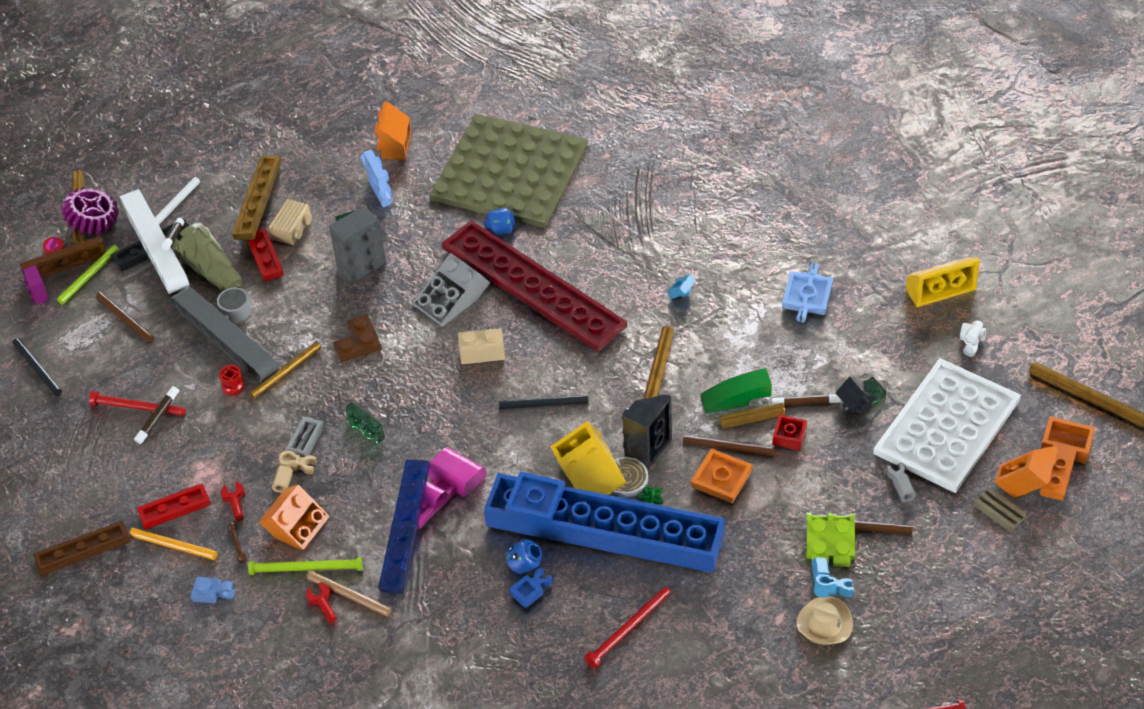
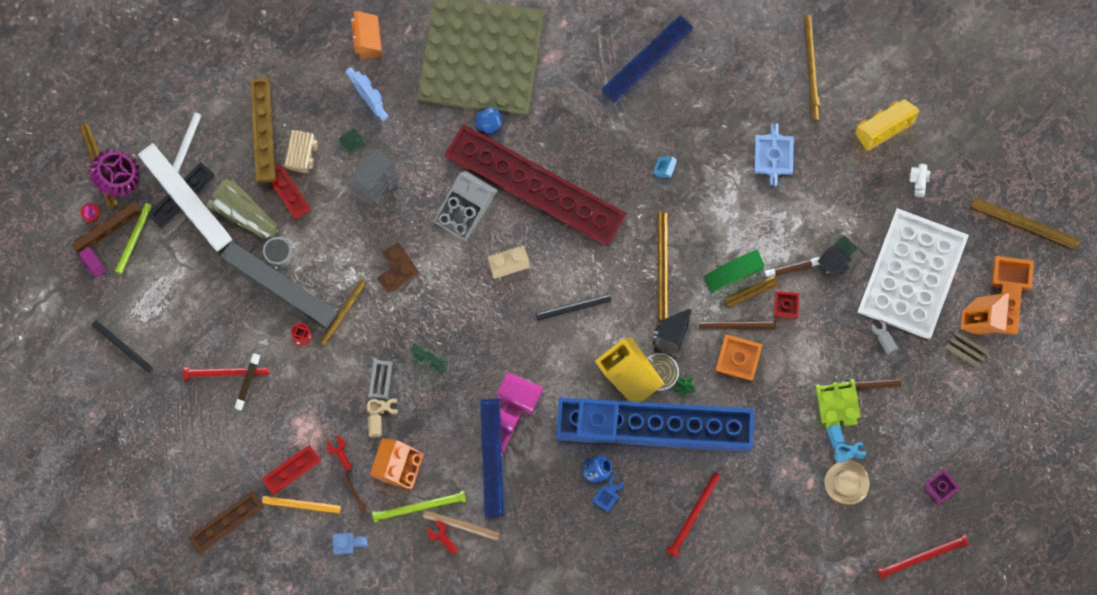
camera: 15 degrees left, 25 degrees up
(125, 317) = (183, 280): reddish brown bar -> none
(172, 234) = (201, 189): bar -> none
(686, 192) = (647, 59): none -> clear blue plate
(864, 252) = (814, 101): none -> pearl gold bar
(942, 644) = (941, 487): none -> magenta piece

